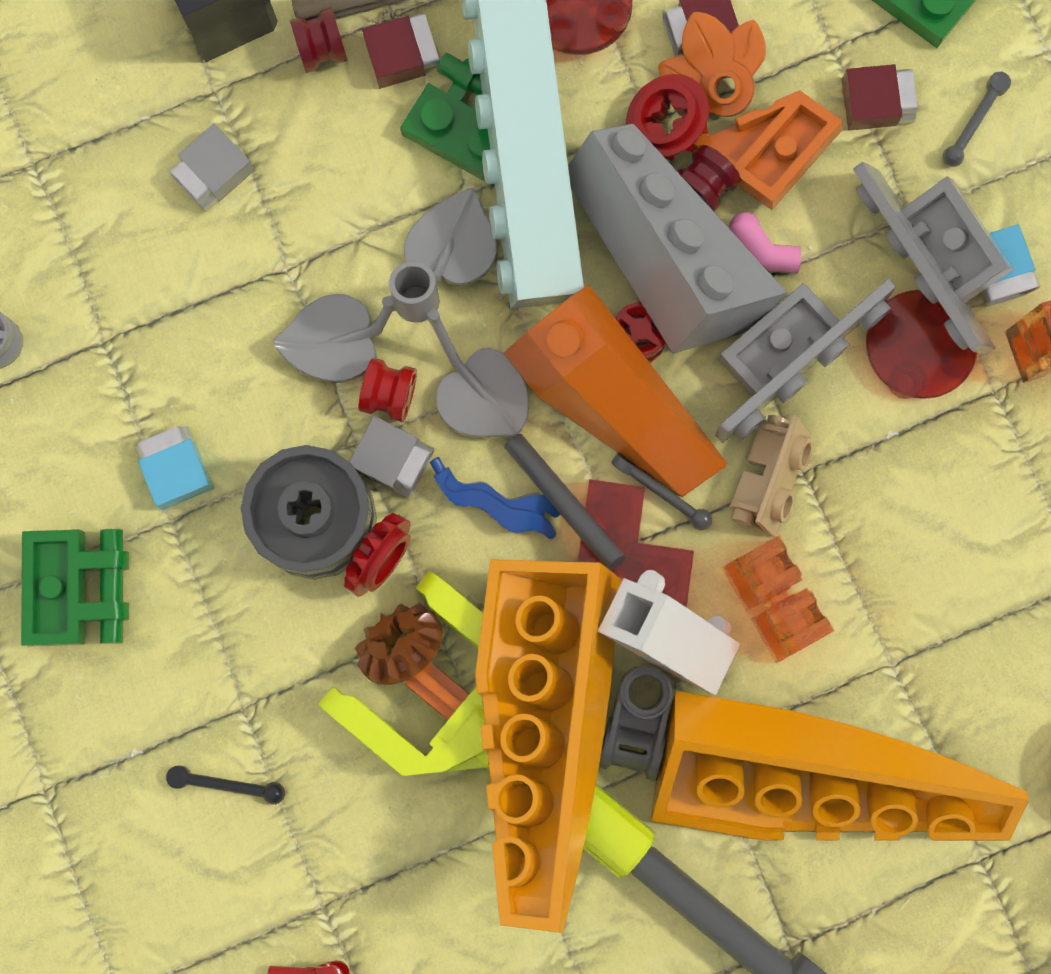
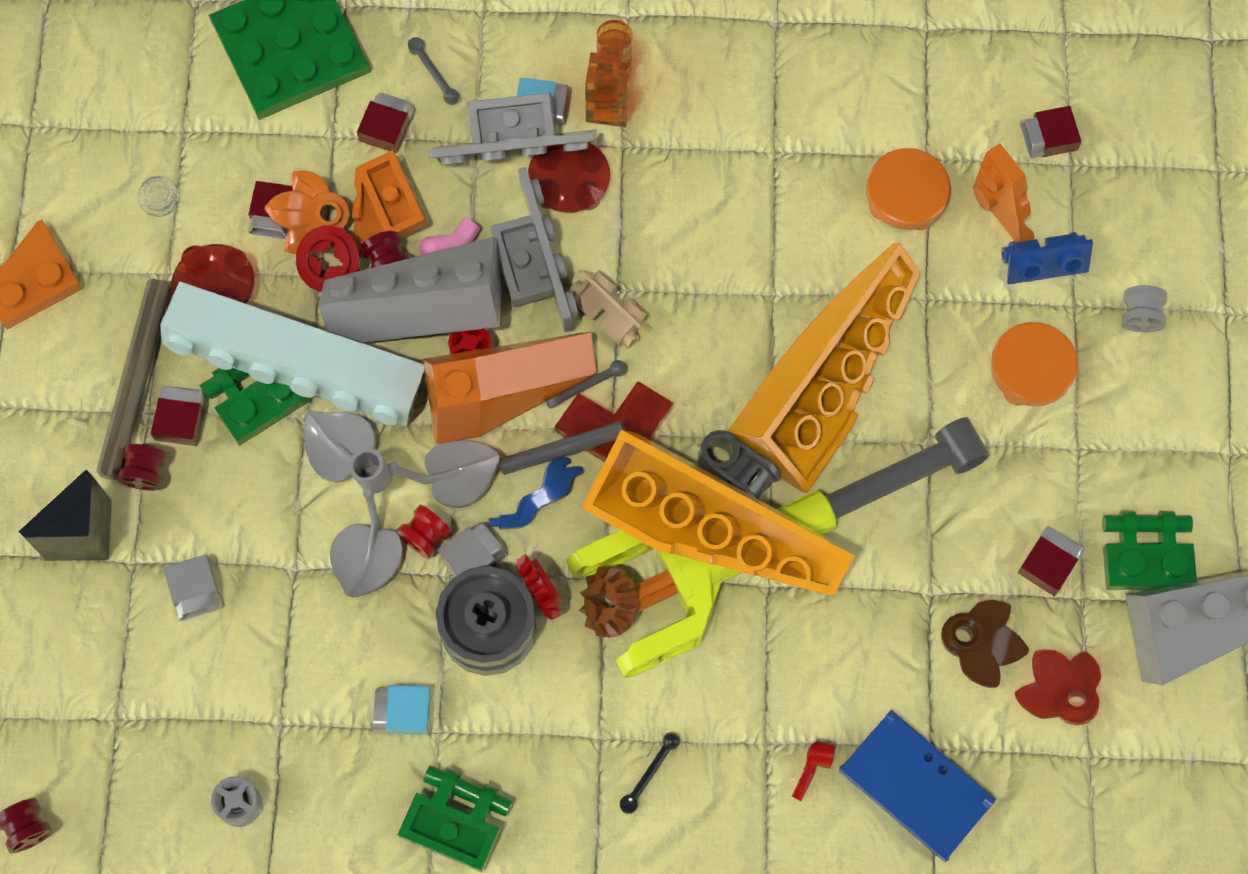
camera: 70 degrees left, 10 degrees down
(669, 633) = (688, 413): white brick -> none
(789, 620) = (678, 340): clear orange legs -> none

